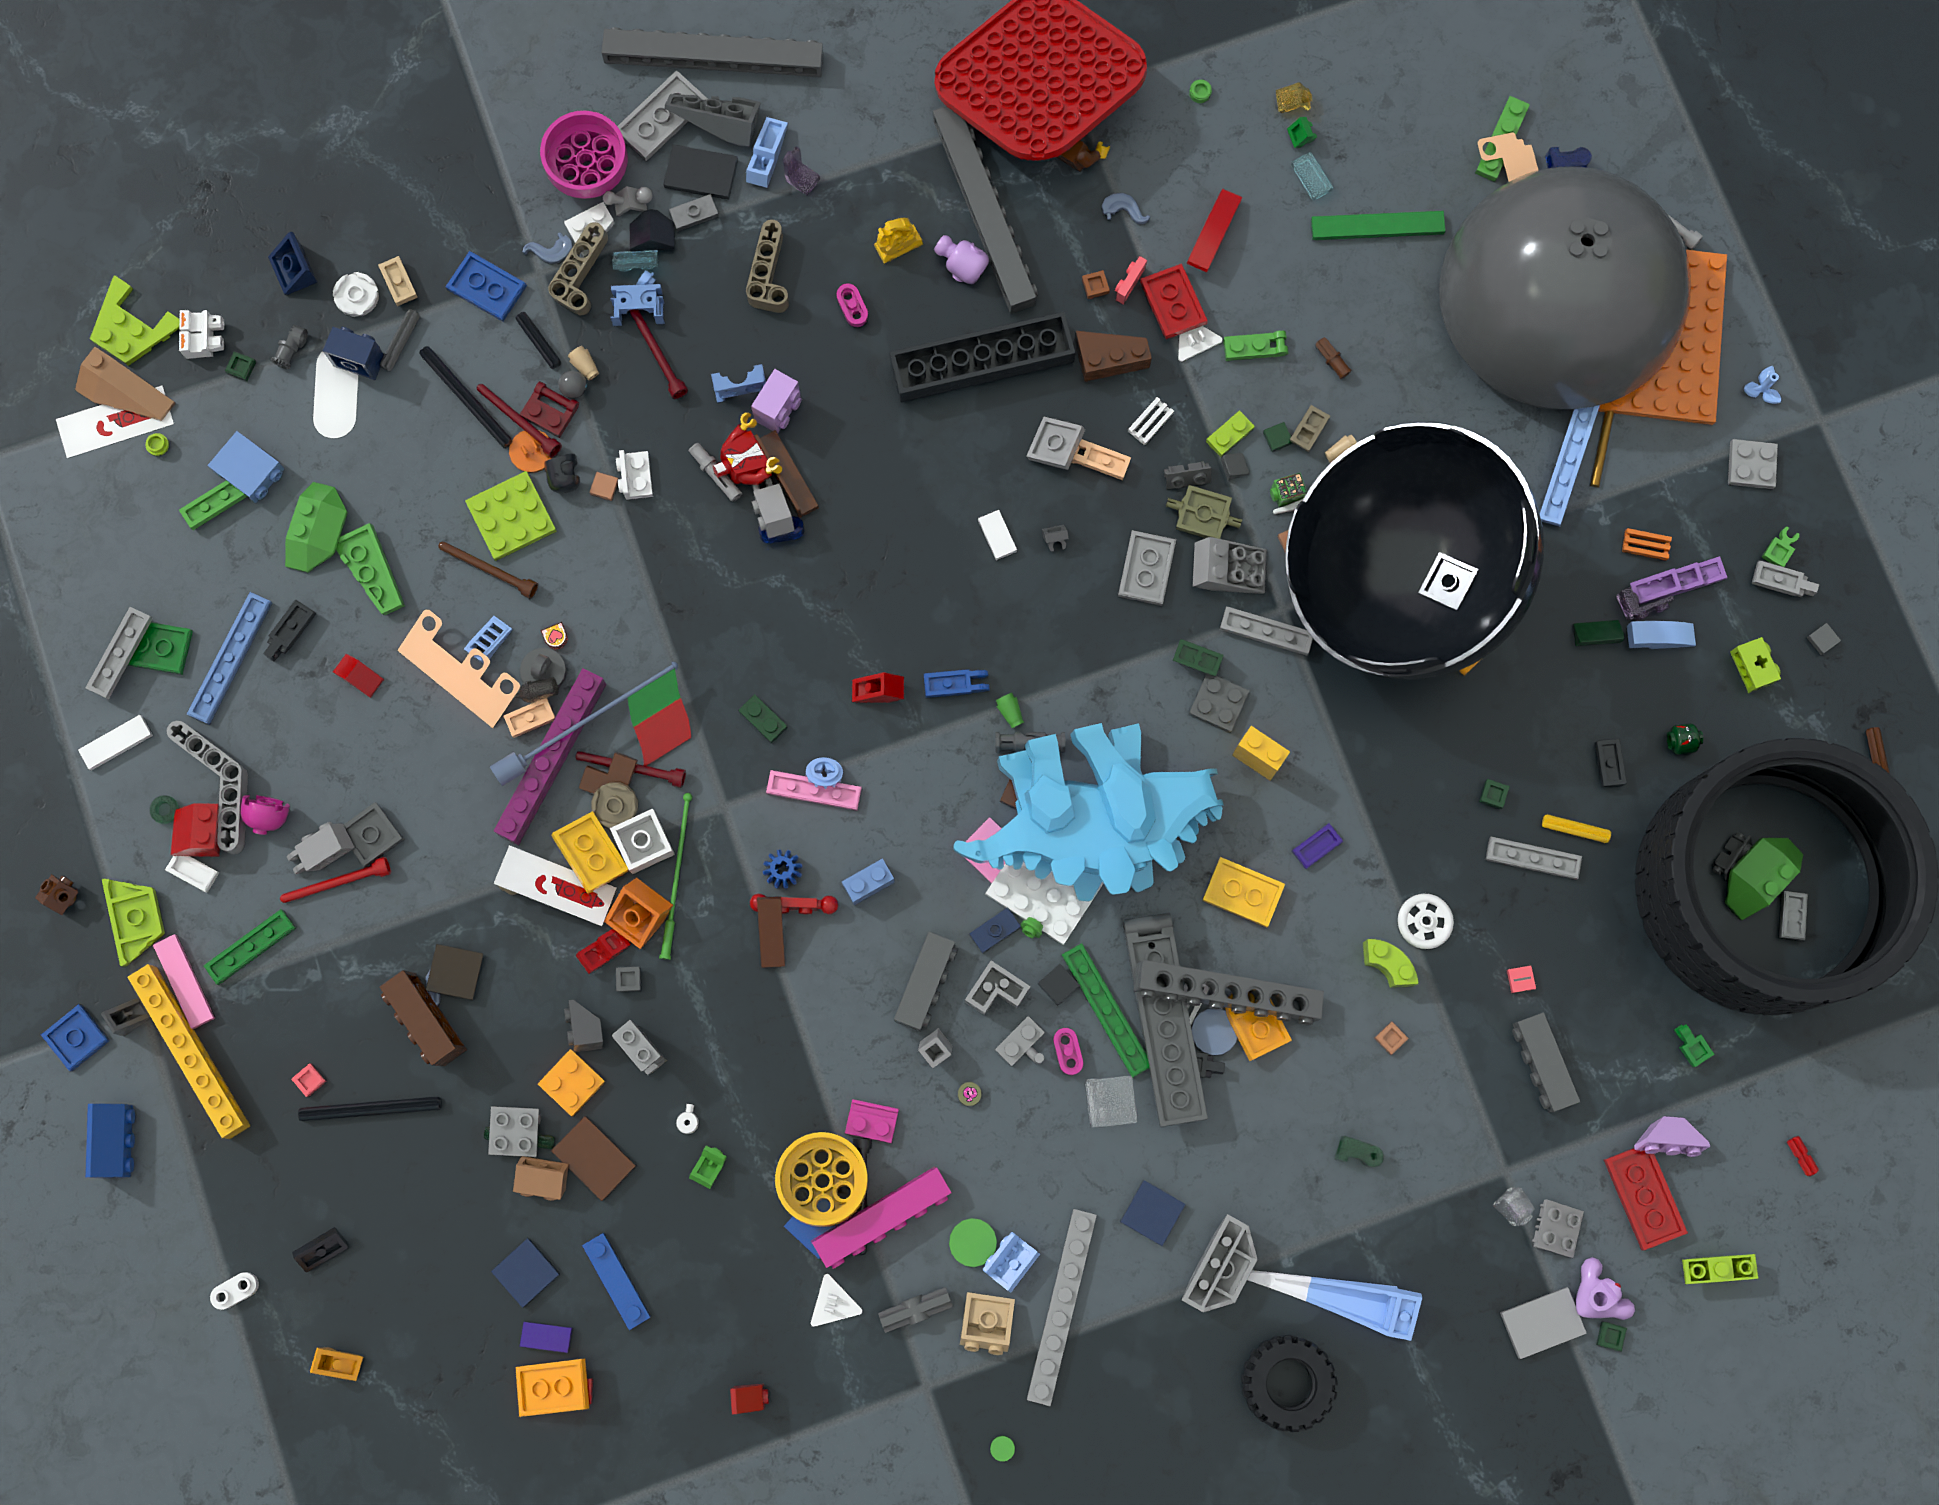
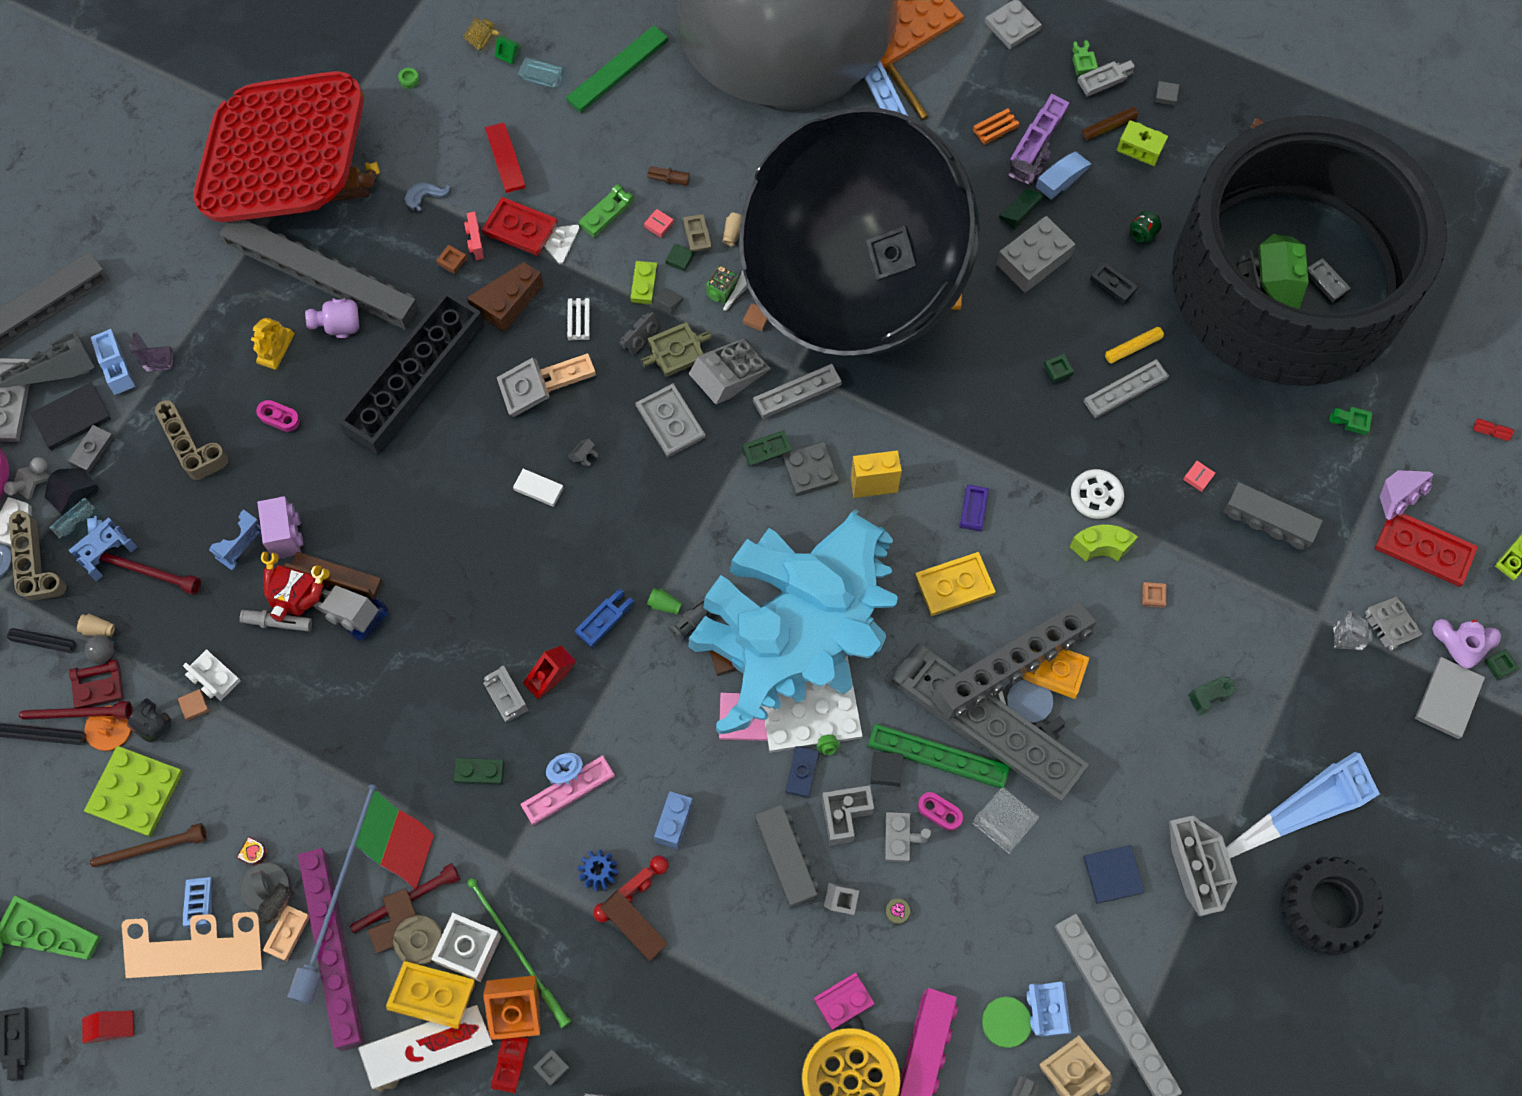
camera: 40 degrees left, 10 degrees down
(831, 677) = (505, 694): none -> light grey hinge
(1287, 392) = (658, 223): none -> coral tile
(1568, 683) = (1035, 254): none -> light grey brick
(1747, 624) = (1110, 123): none -> reddish brown axle

